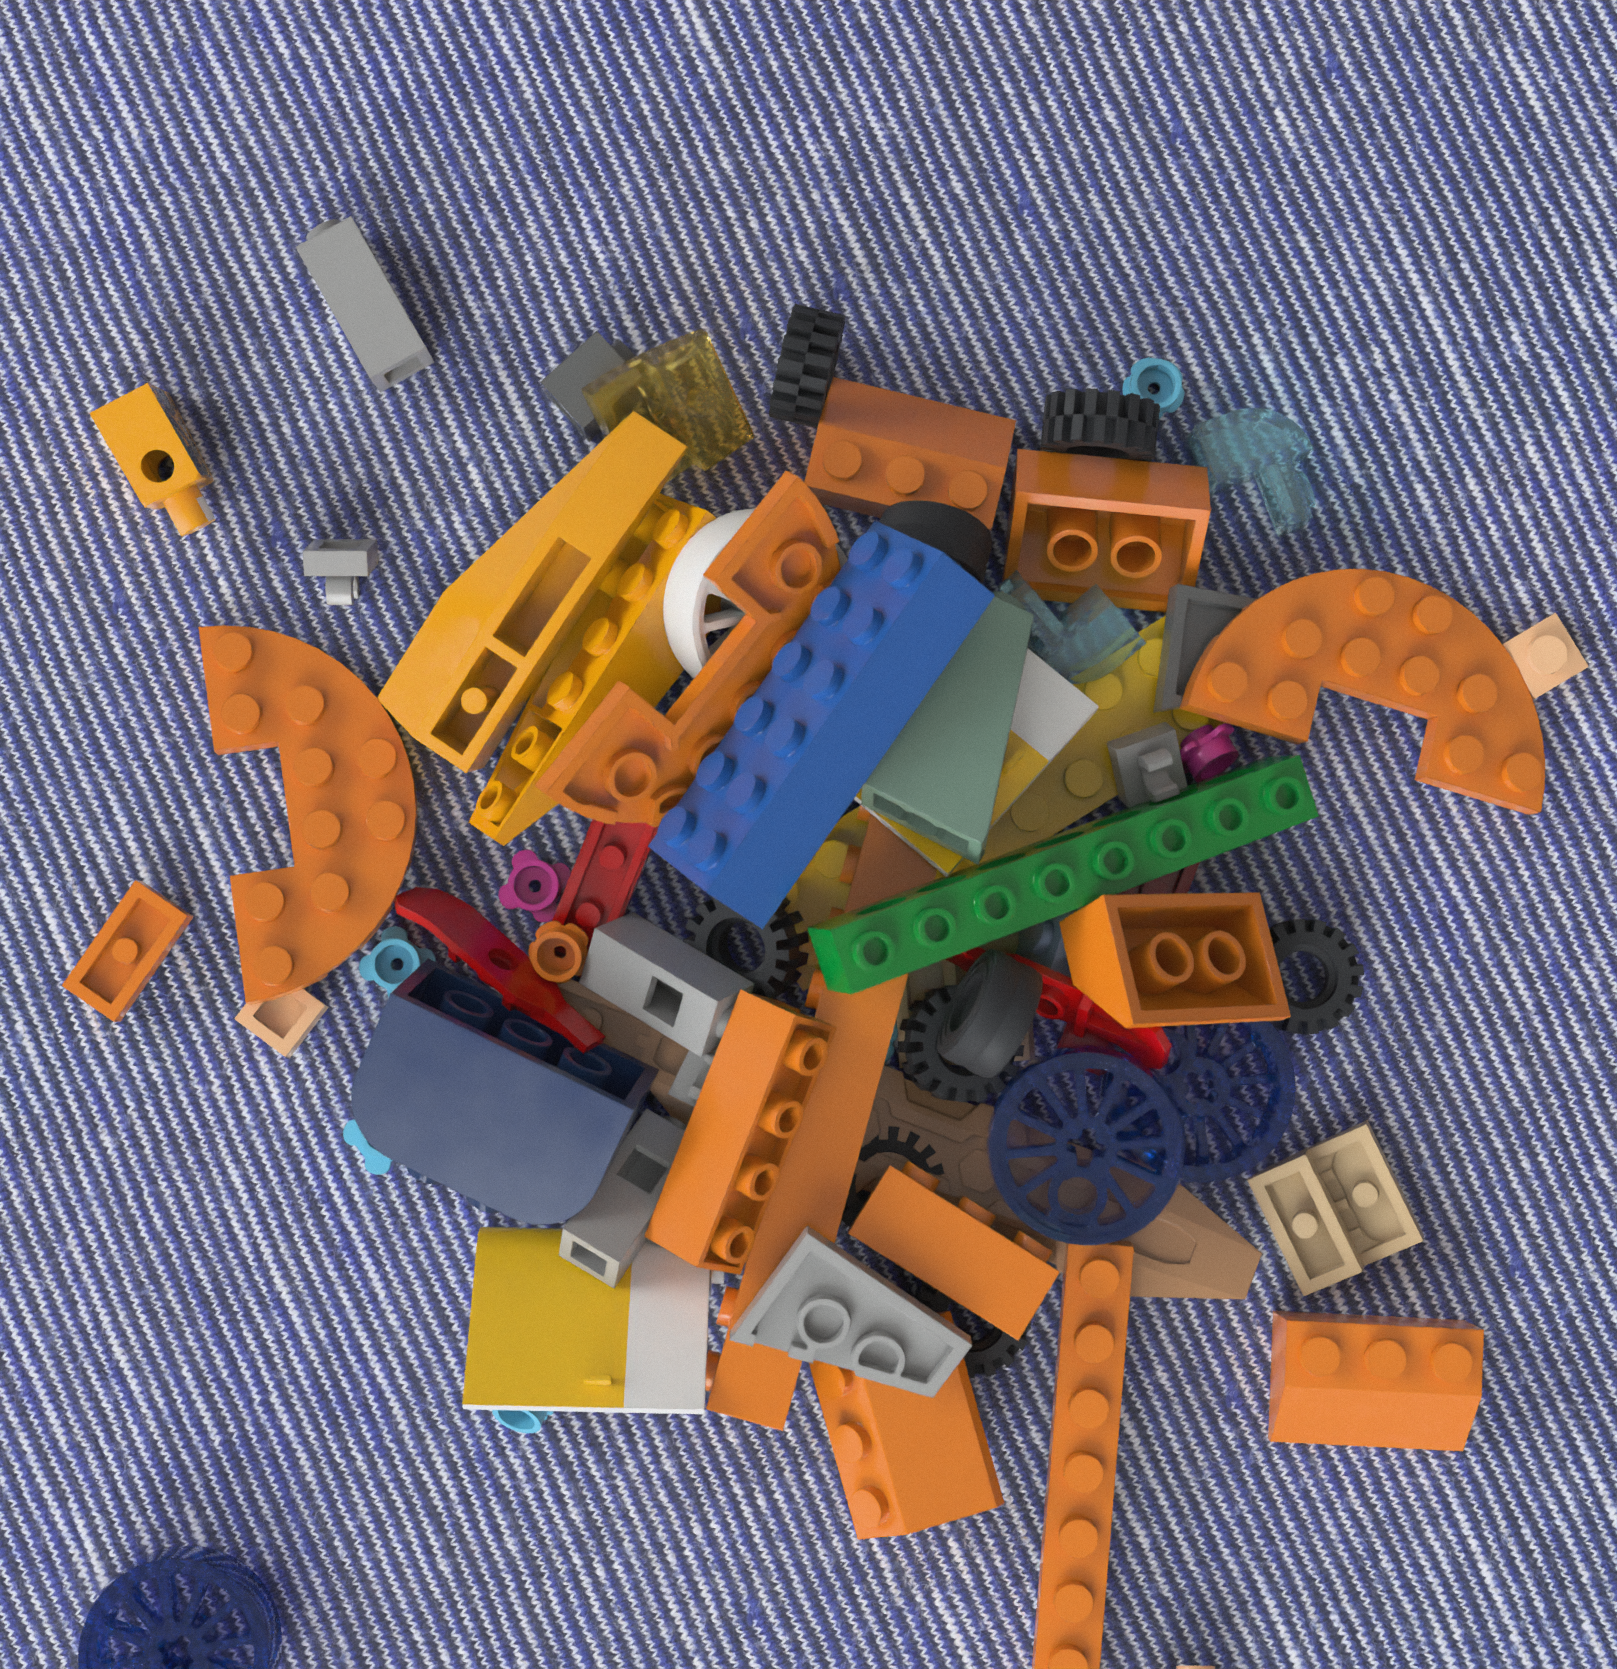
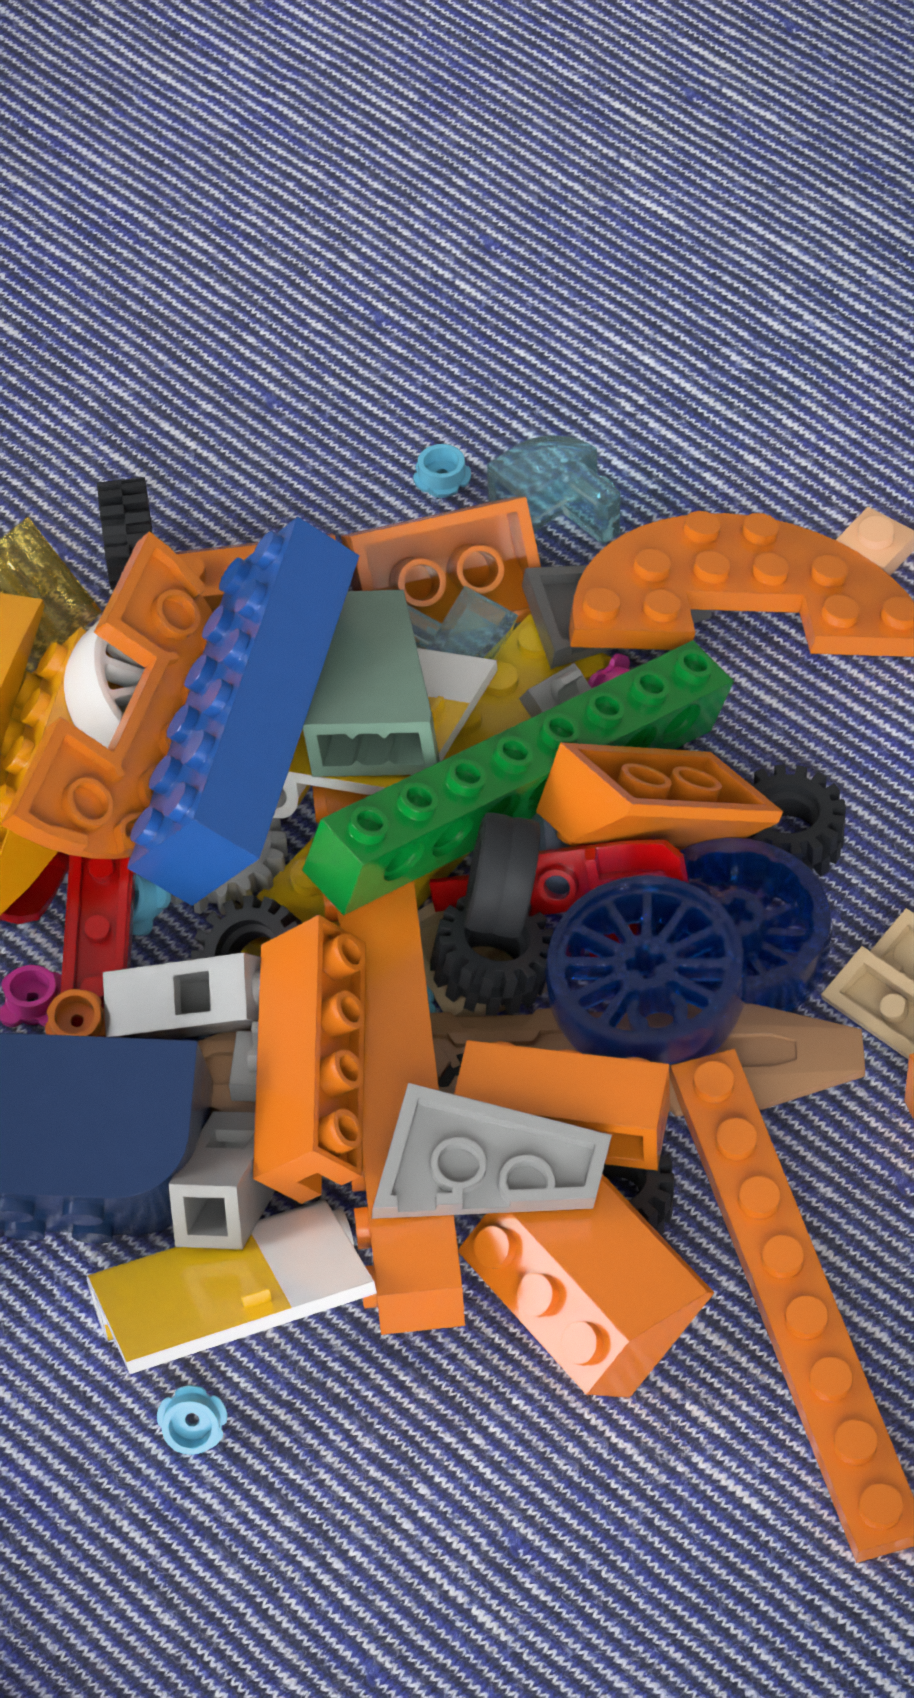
camera: 20 degrees left, 35 degrees down
(1100, 424) = (402, 472): black tyre -> none

